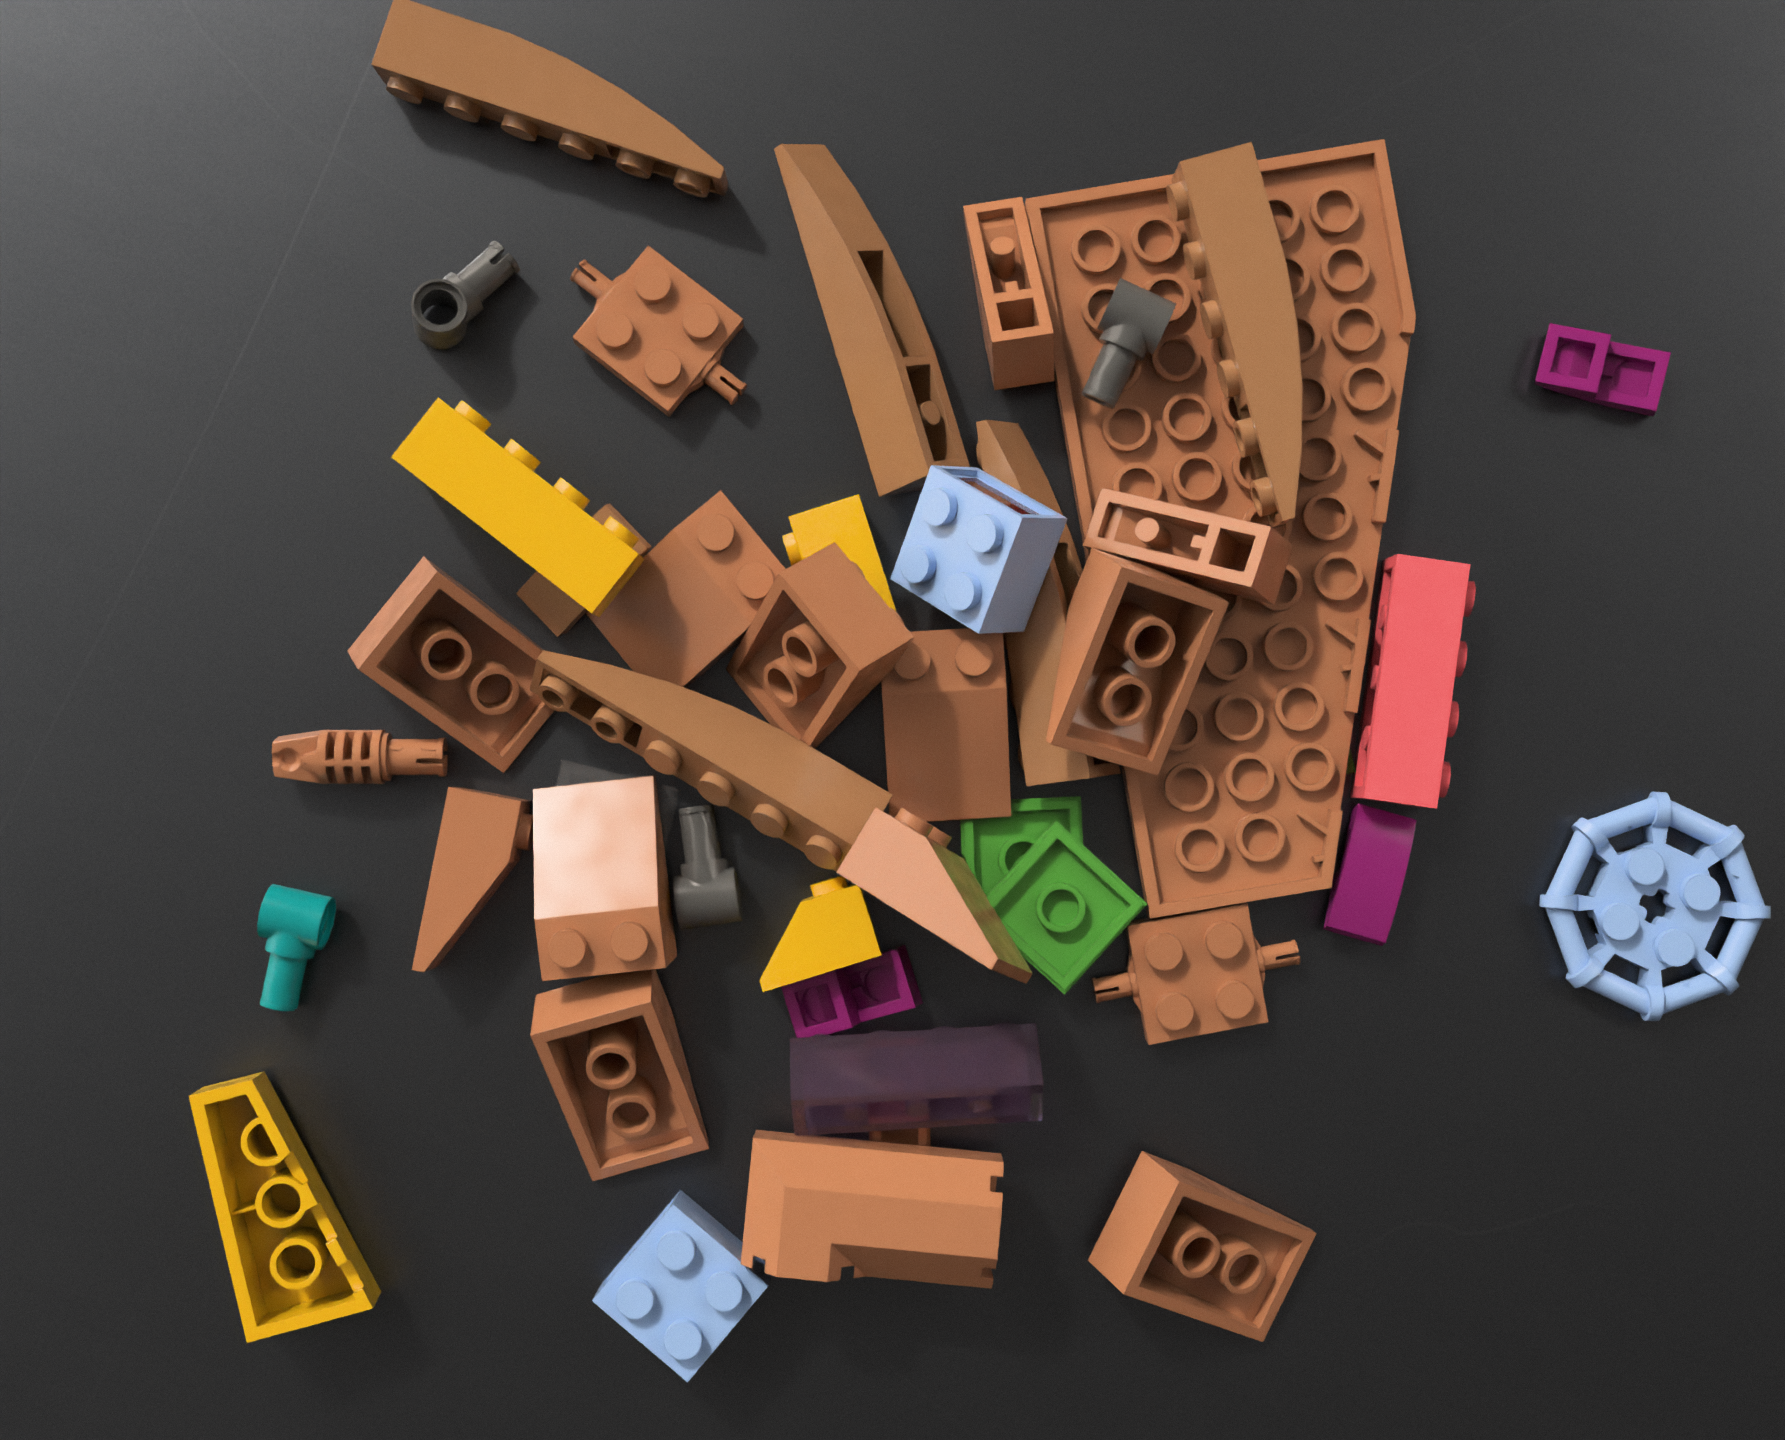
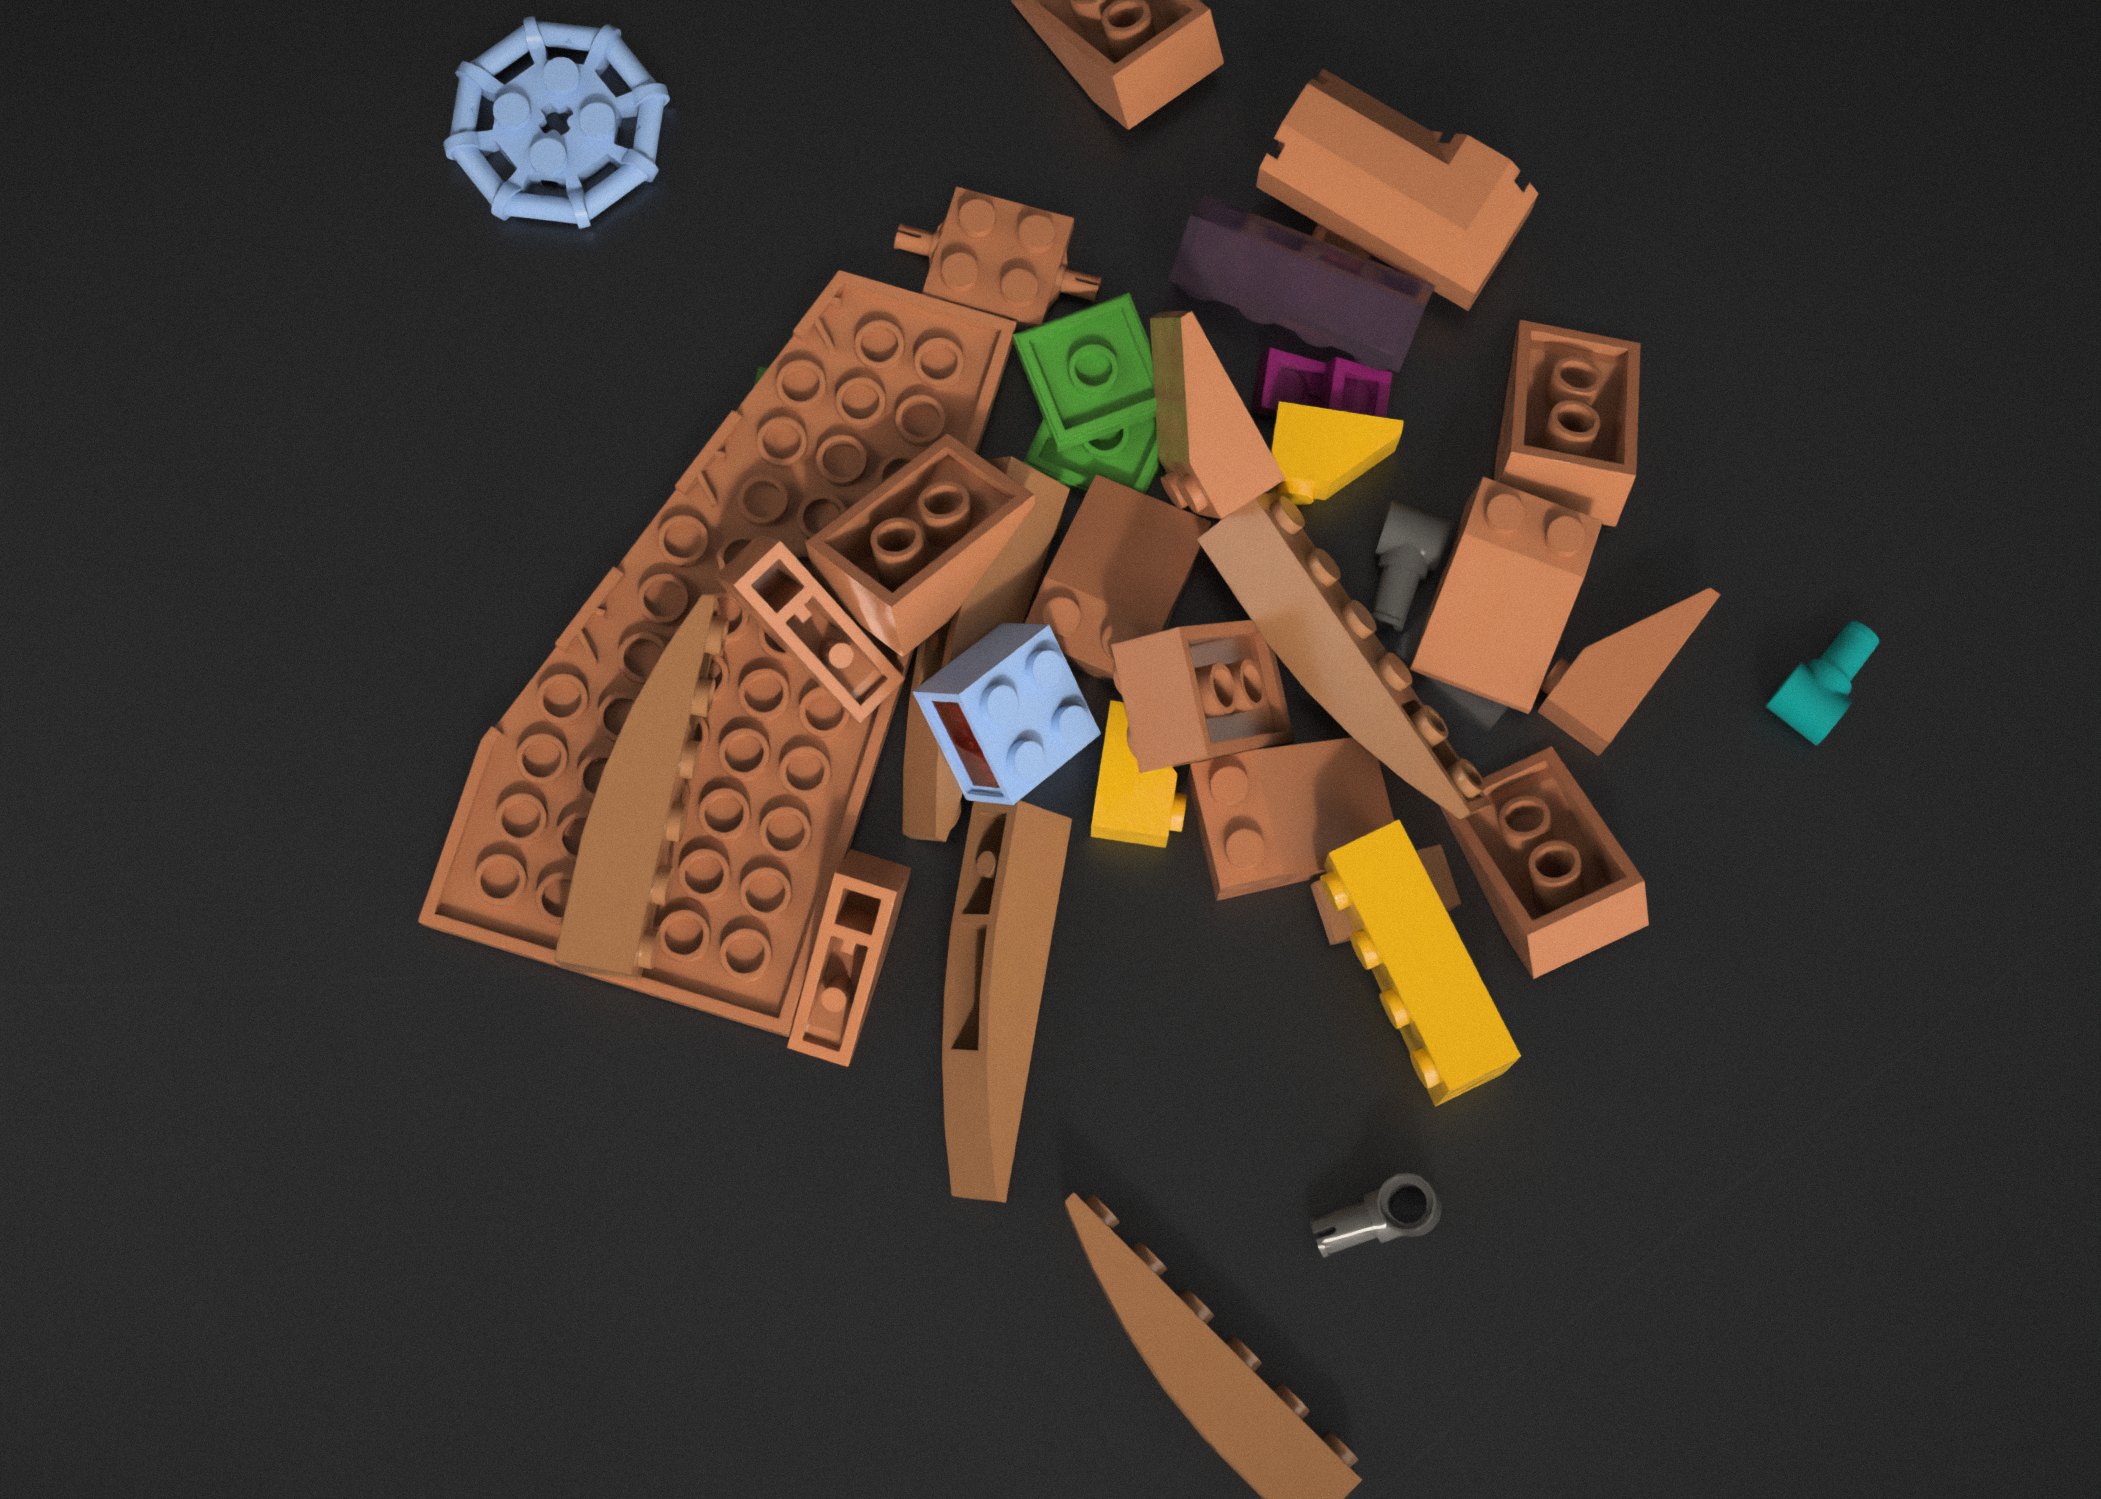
camera: 150 degrees left, 10 degrees down
(275, 1216) = (1945, 432): yellow wedge -> none
(355, 756) = (1686, 825): nougat hinge -> none
(658, 331) = (1203, 1089): nougat plate -> none
(682, 1286) = (1601, 210): light blue piece -> none
(1129, 330) = (754, 854): dark grey pin -> none
(1370, 874) = (795, 268): magenta slope -> none
(1412, 681) = (667, 414): coral brick -> none
(1602, 371) = (333, 612): magenta slope -> none

